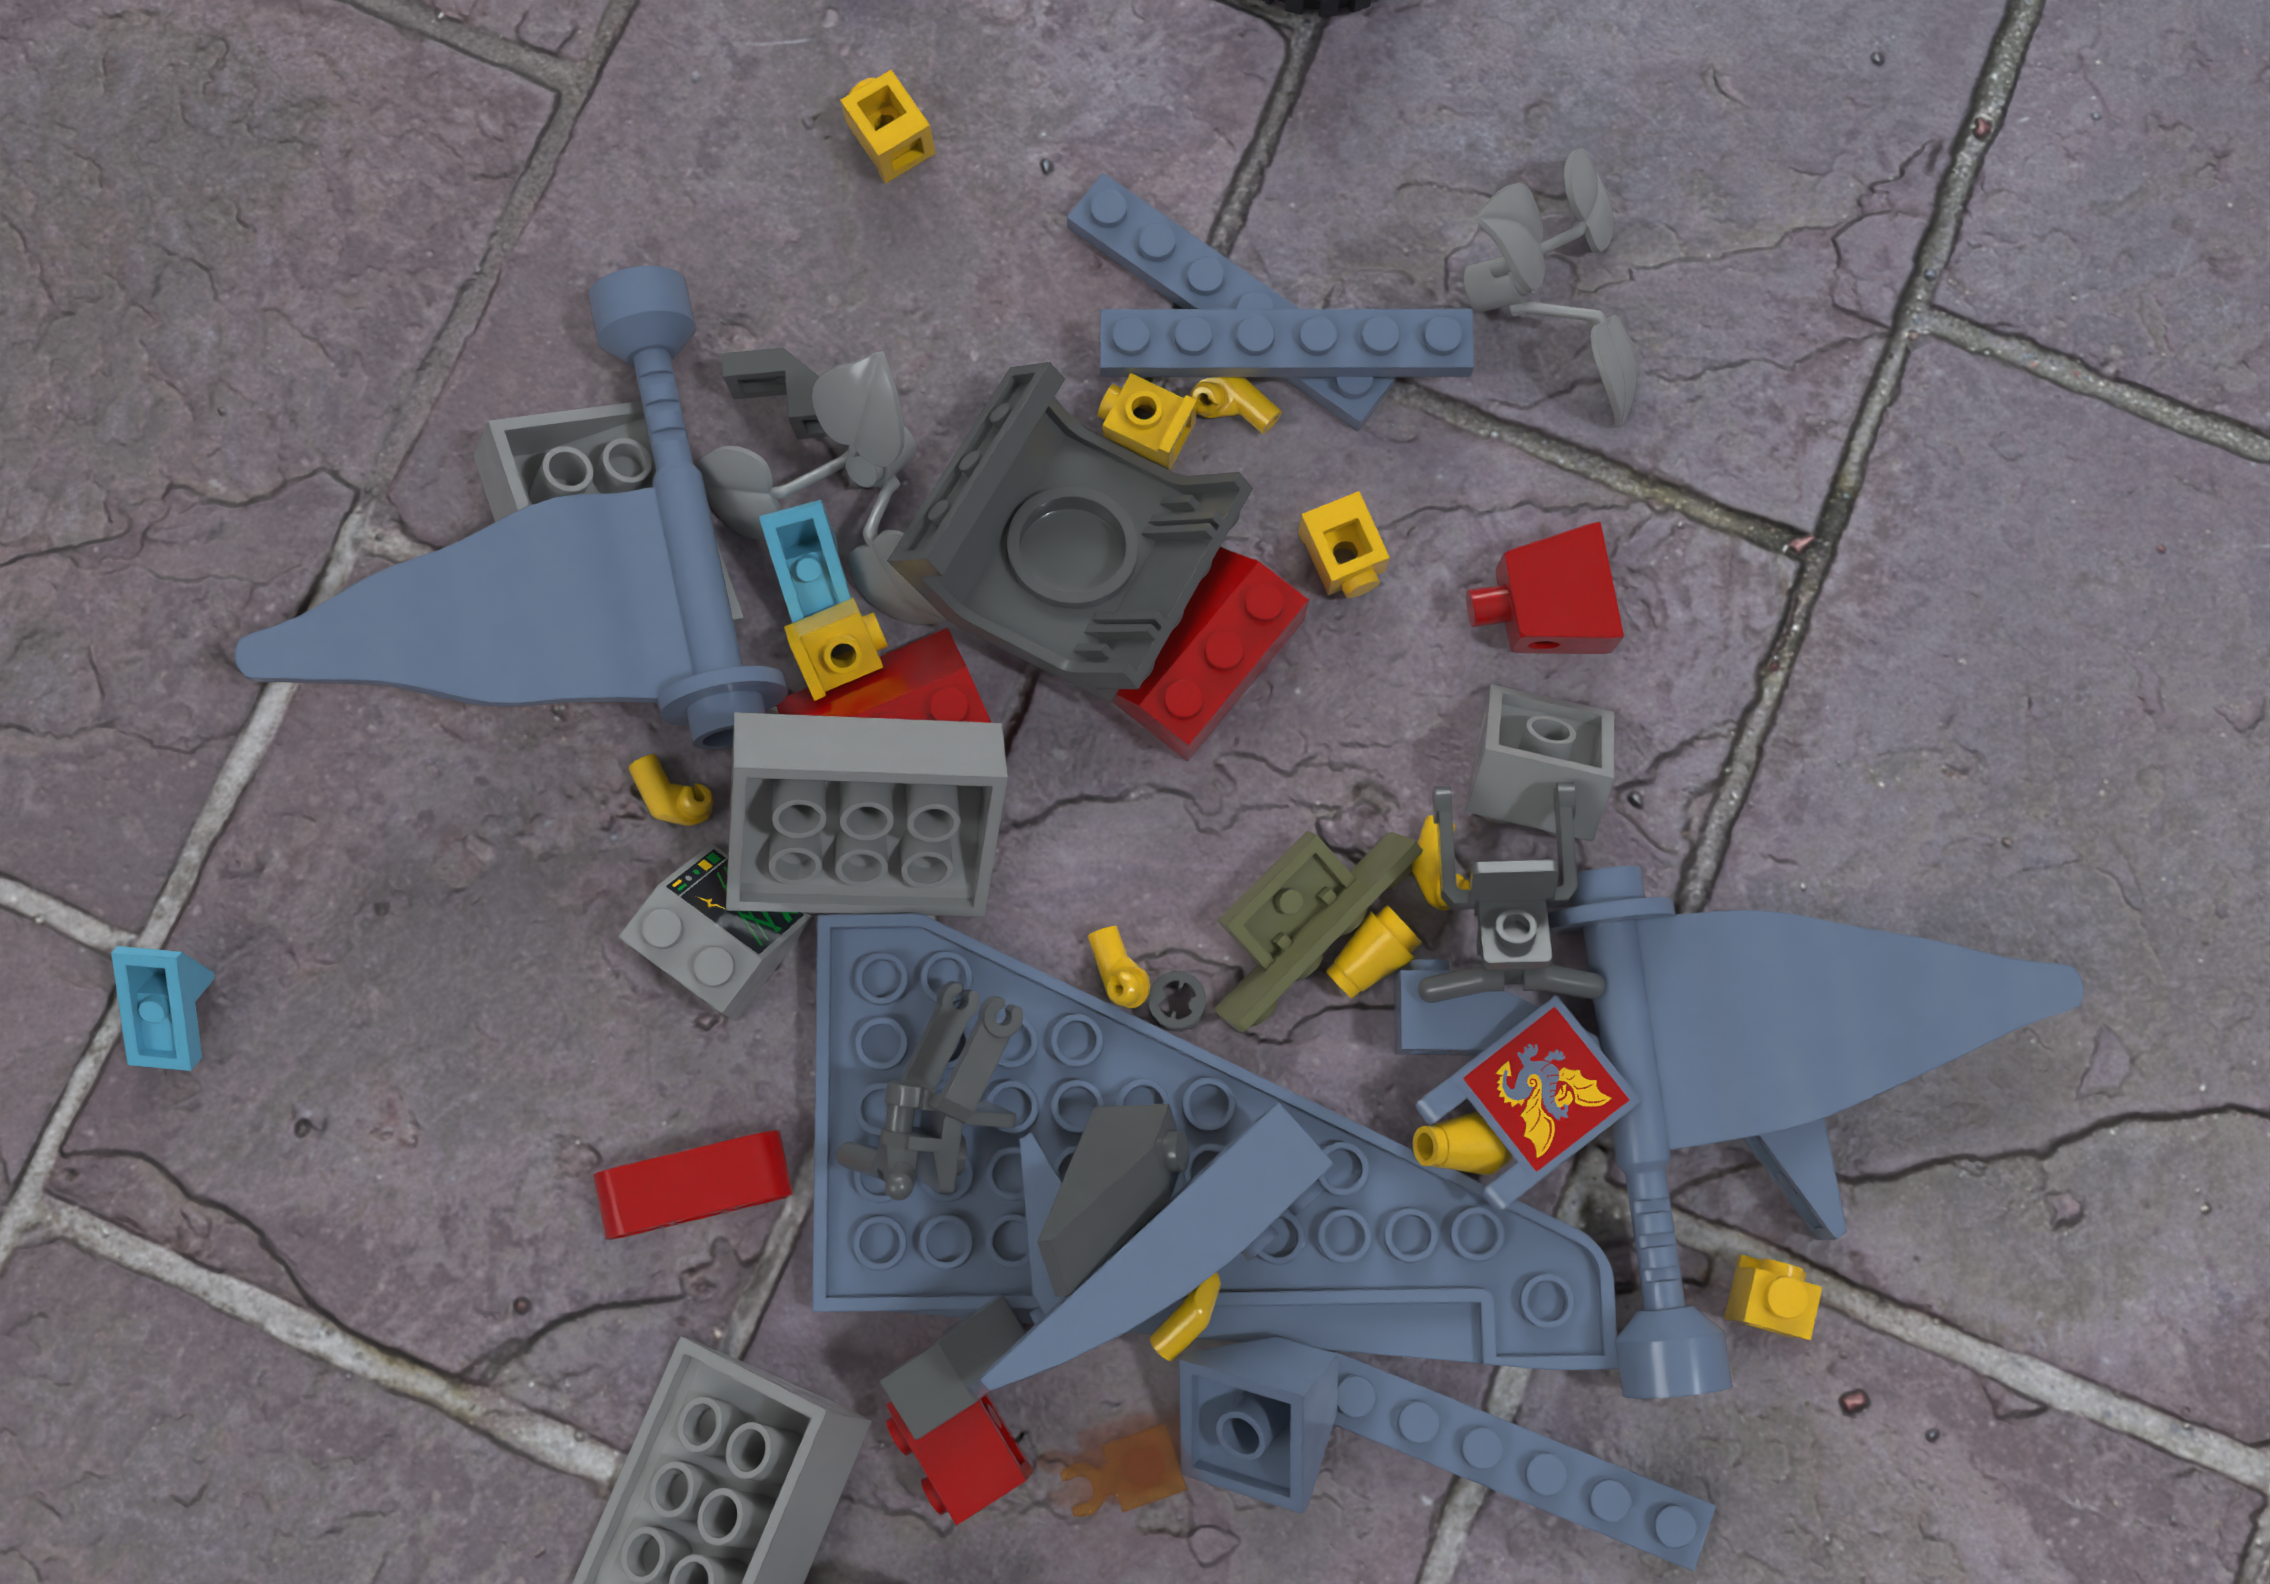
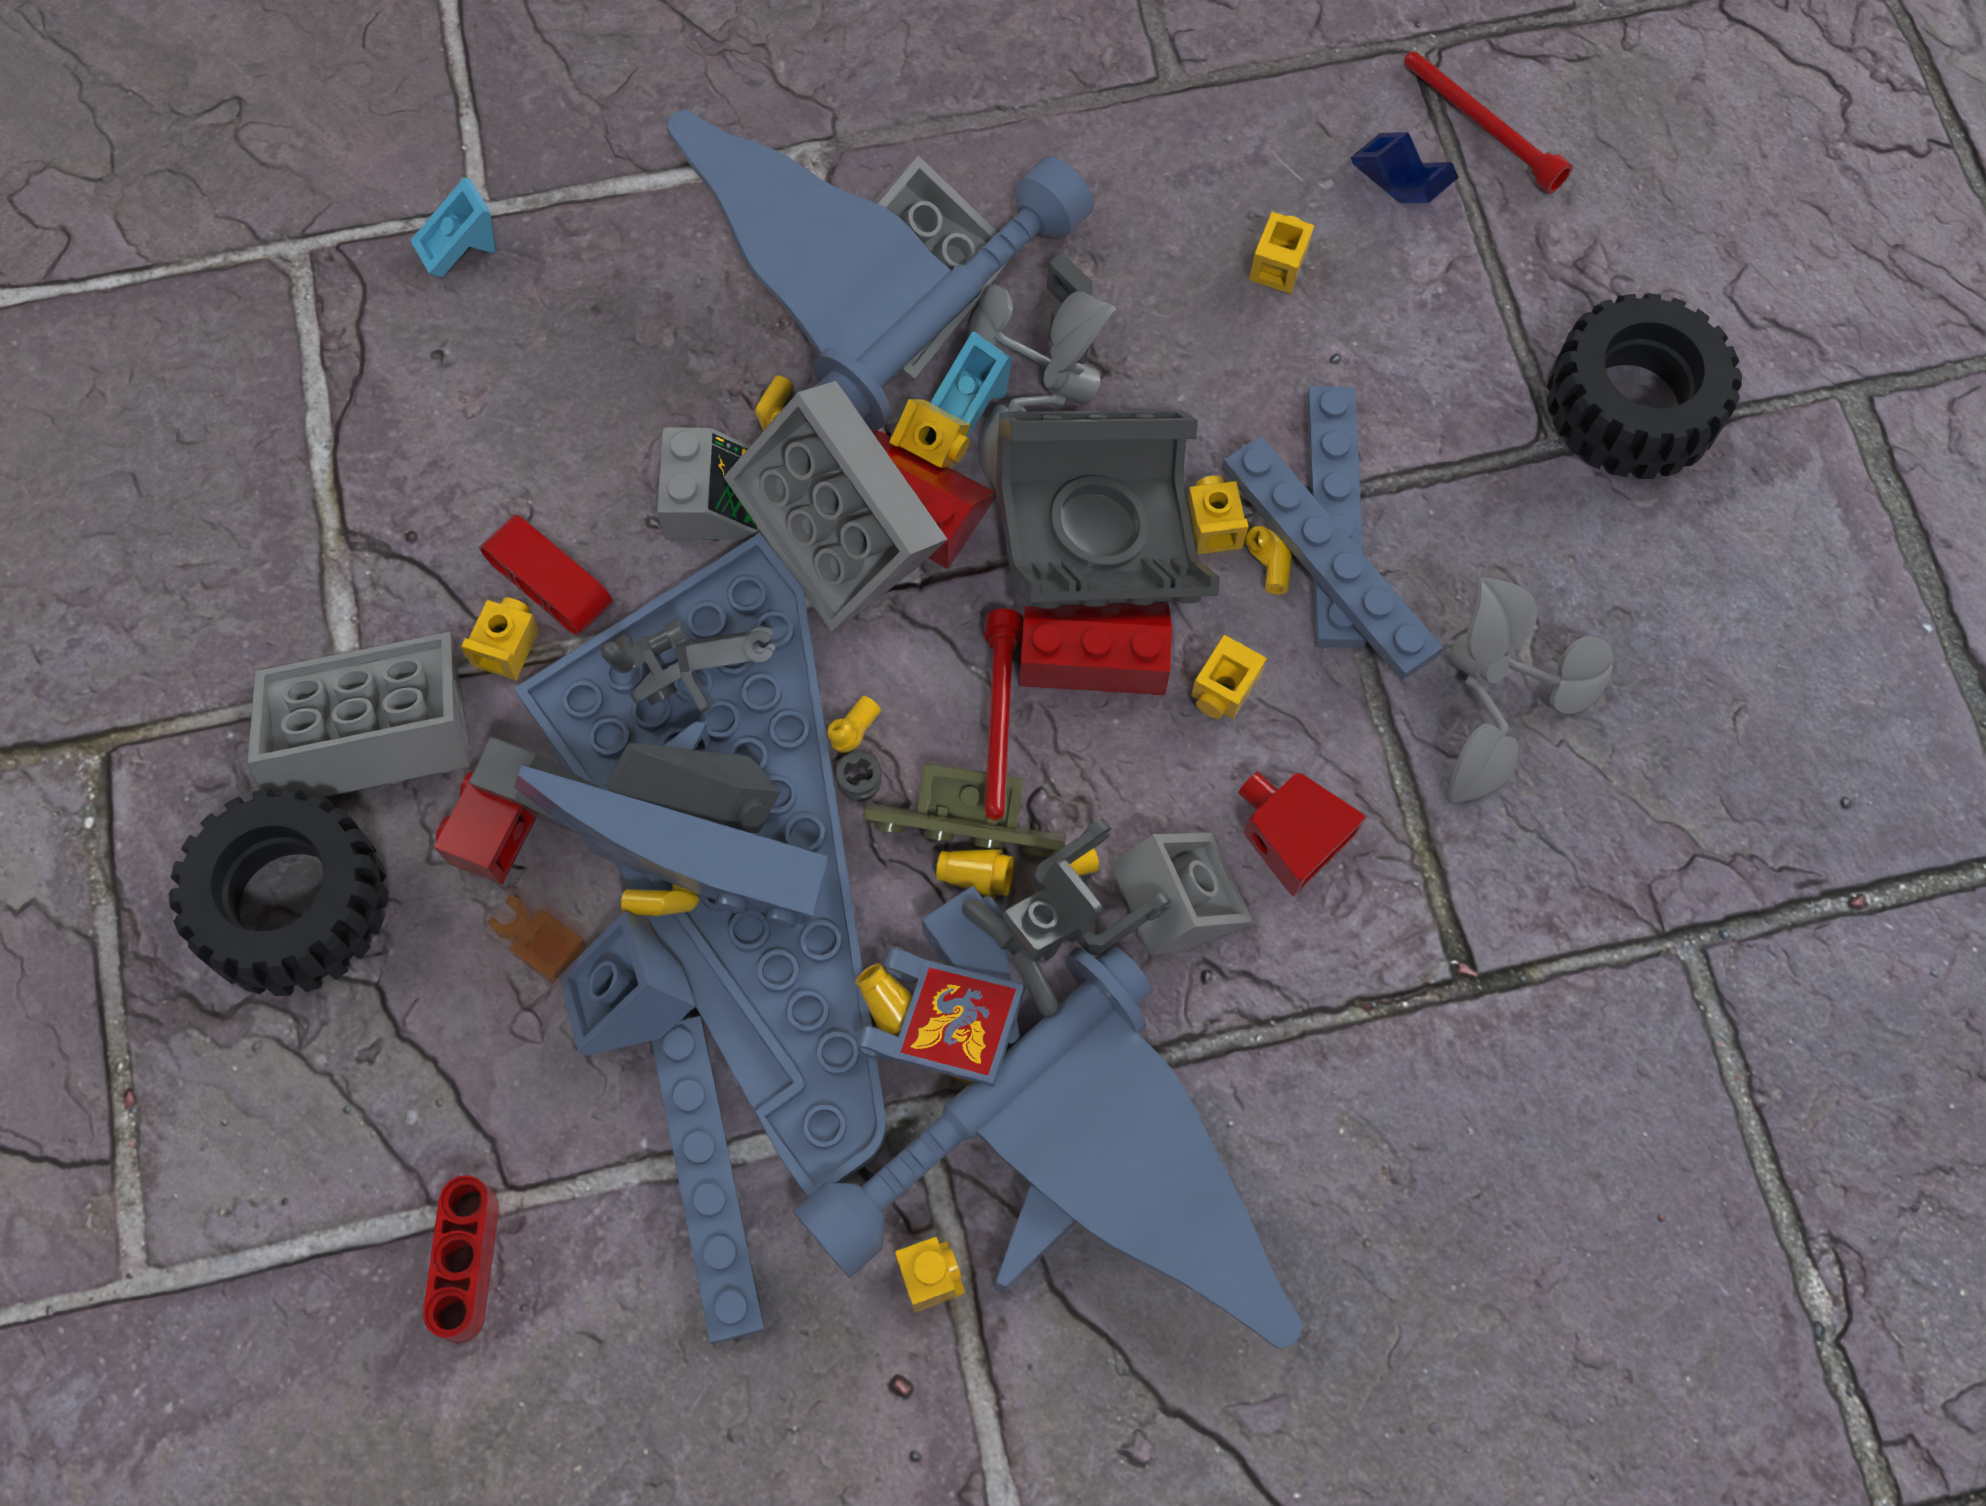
camera: 50 degrees right, 10 degrees down
(759, 1289) = (502, 651): none -> yellow brick
(1123, 736) = (1003, 632): none -> red piece

